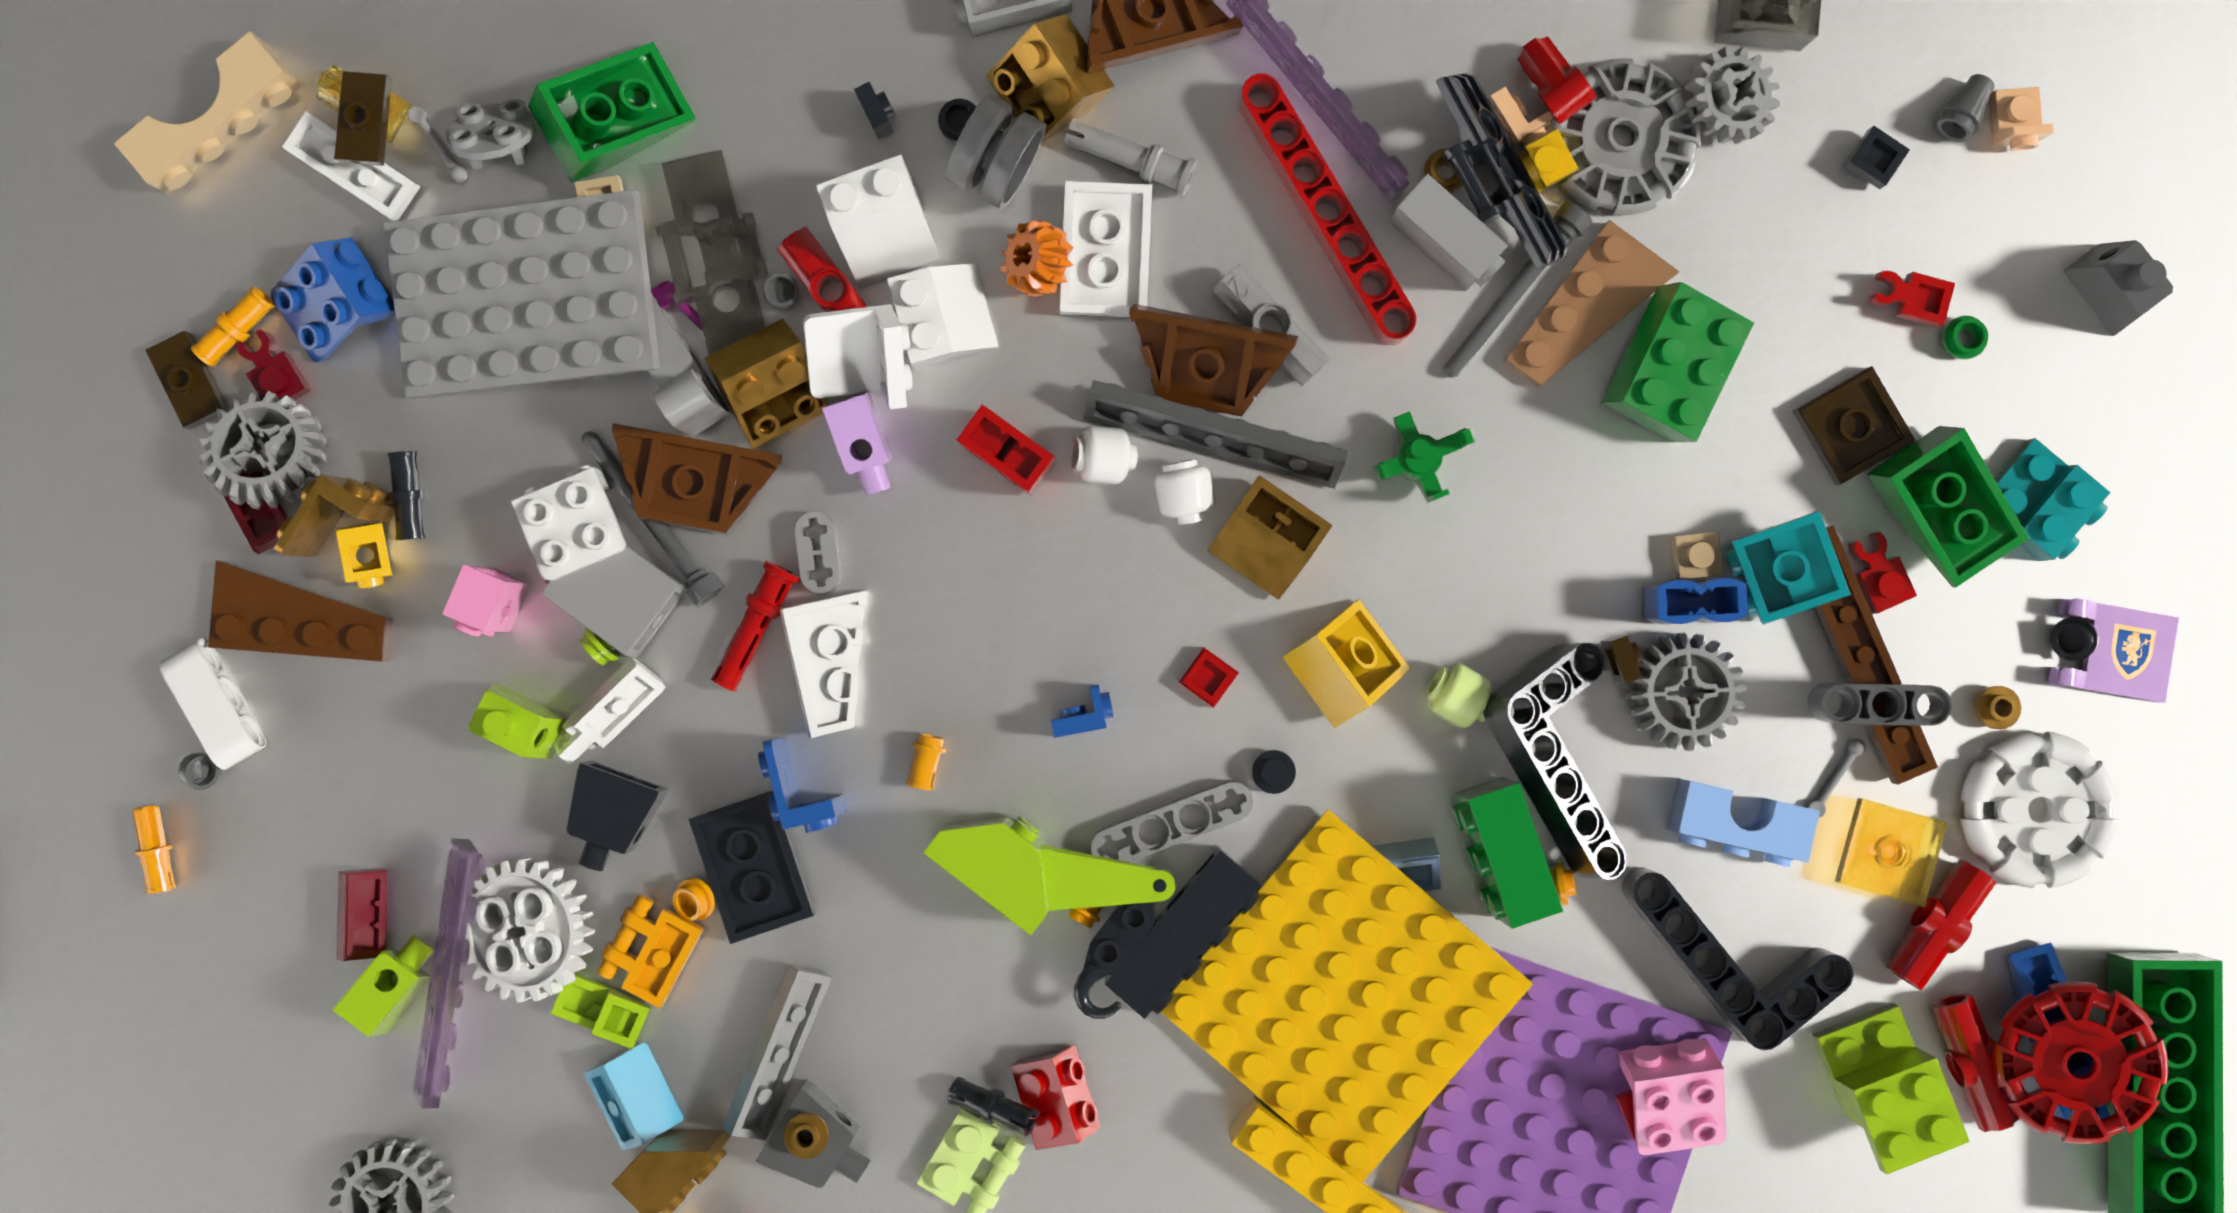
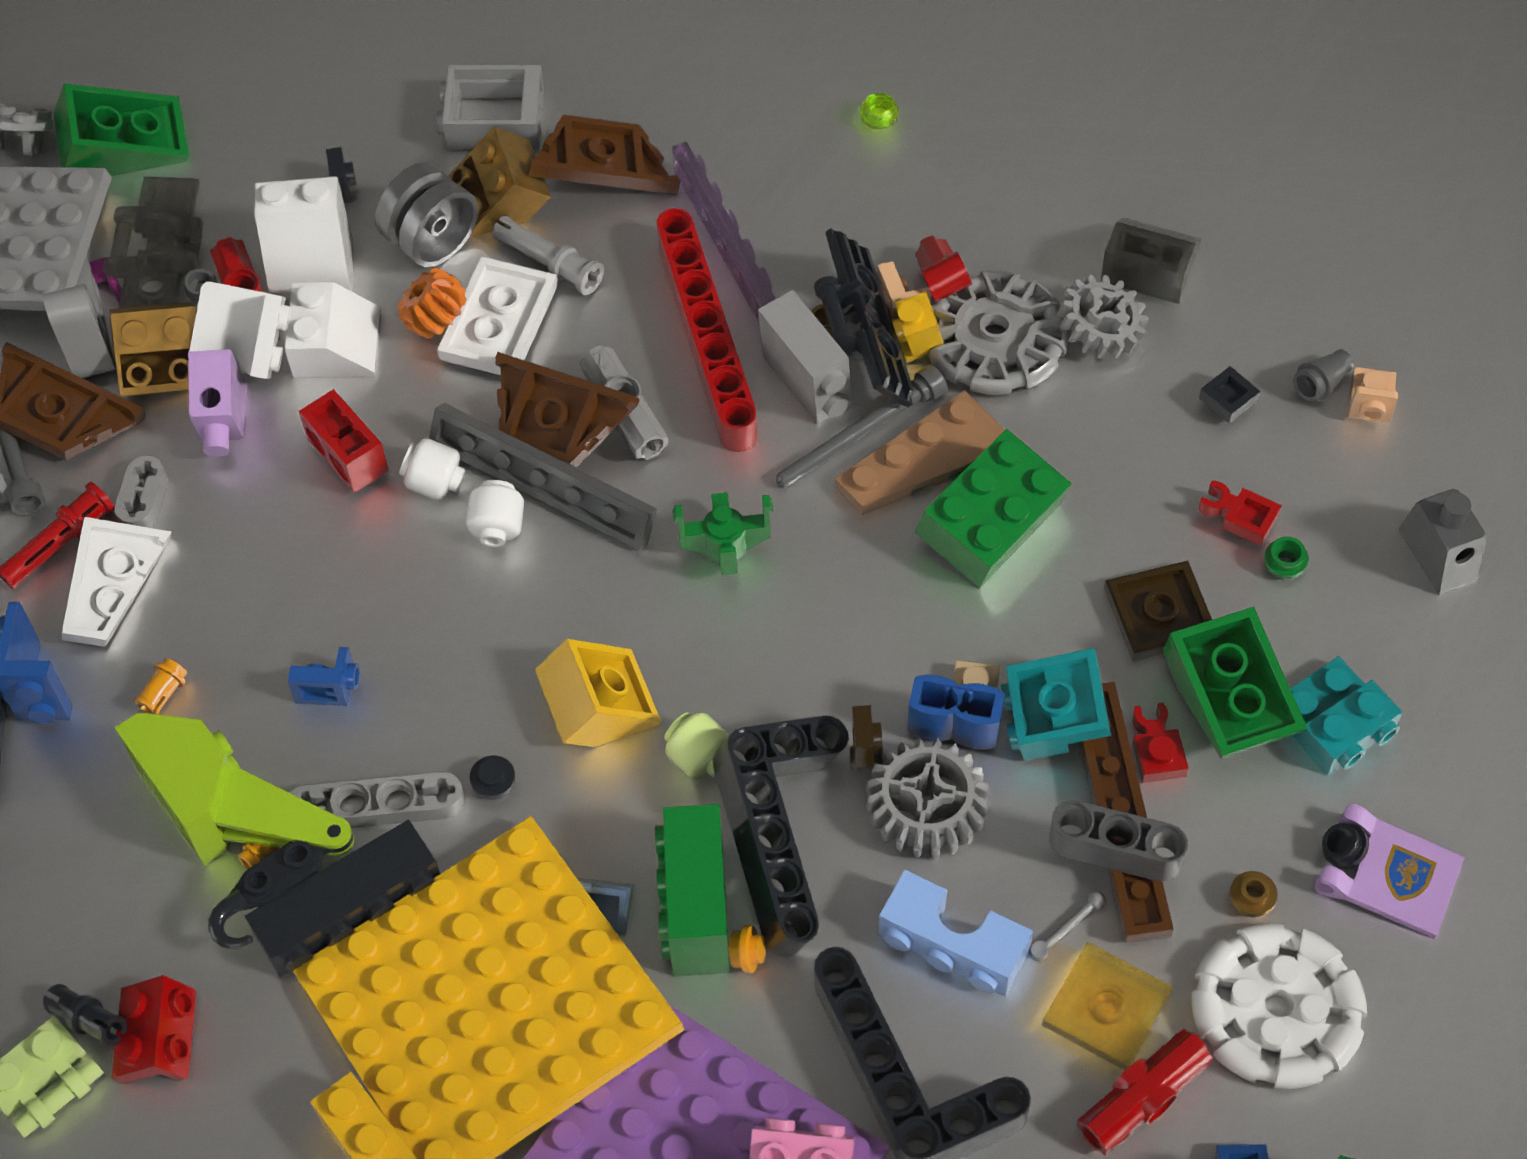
camera: 20 degrees right, 30 degrees down
(1208, 677) = (461, 682): red tile -> none
(1269, 537) = (560, 565): pearl gold slope -> none

